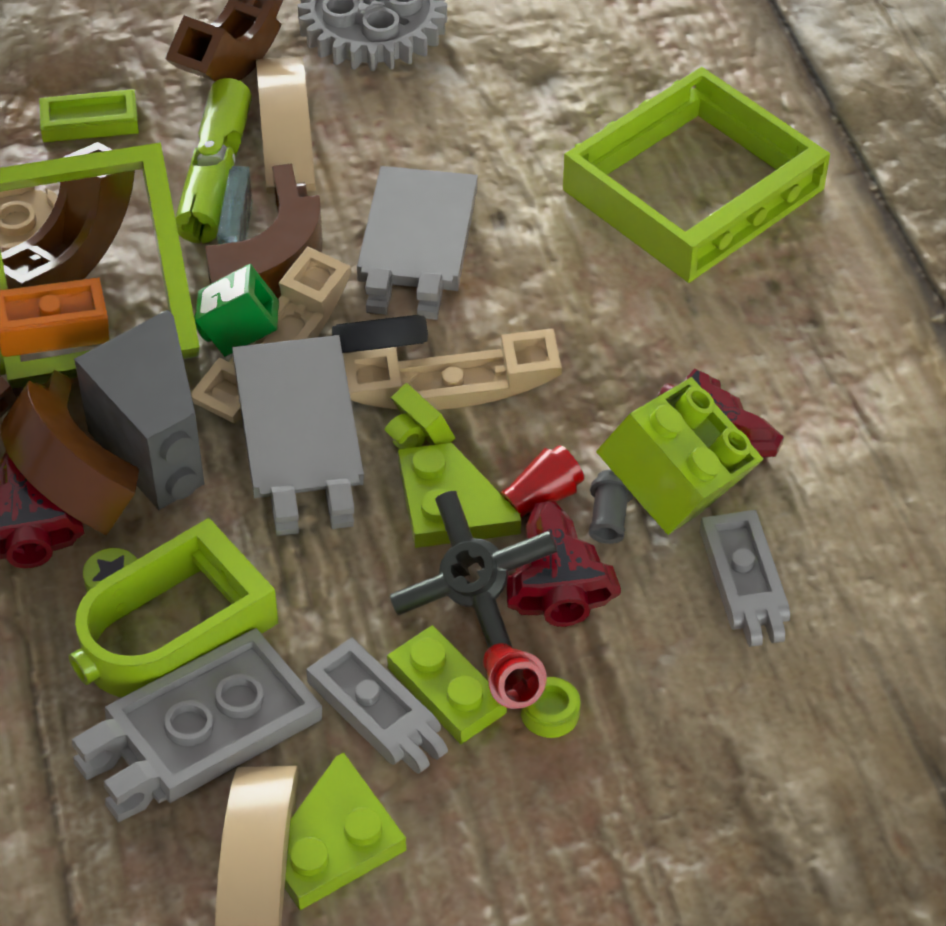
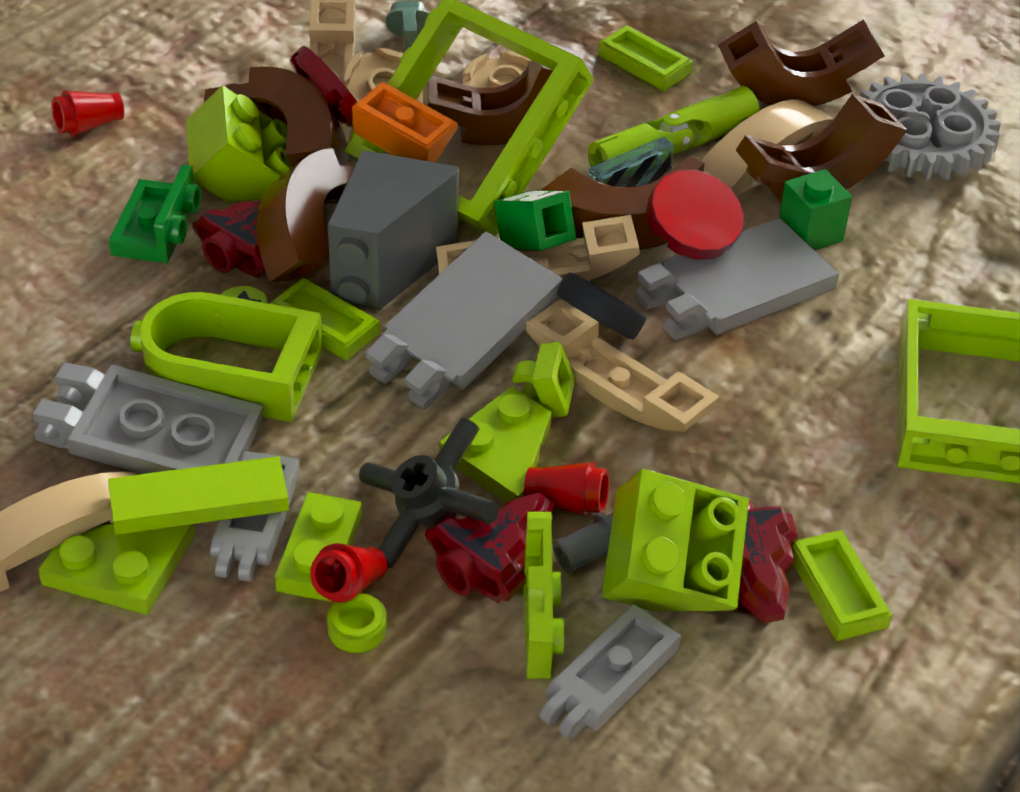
camera: 50 degrees right, 5 degrees down
(159, 522) = (343, 325): none -> lime tile
(338, 729) = (197, 495): none -> lime tile
(346, 208) = (695, 214): none -> red tile
(355, 86) = (847, 148): none -> reddish brown arch
(402, 135) = (816, 208): none -> green brick
(653, 569) = (541, 593): none -> lime wing
(776, 390) = (840, 585): none -> lime tile

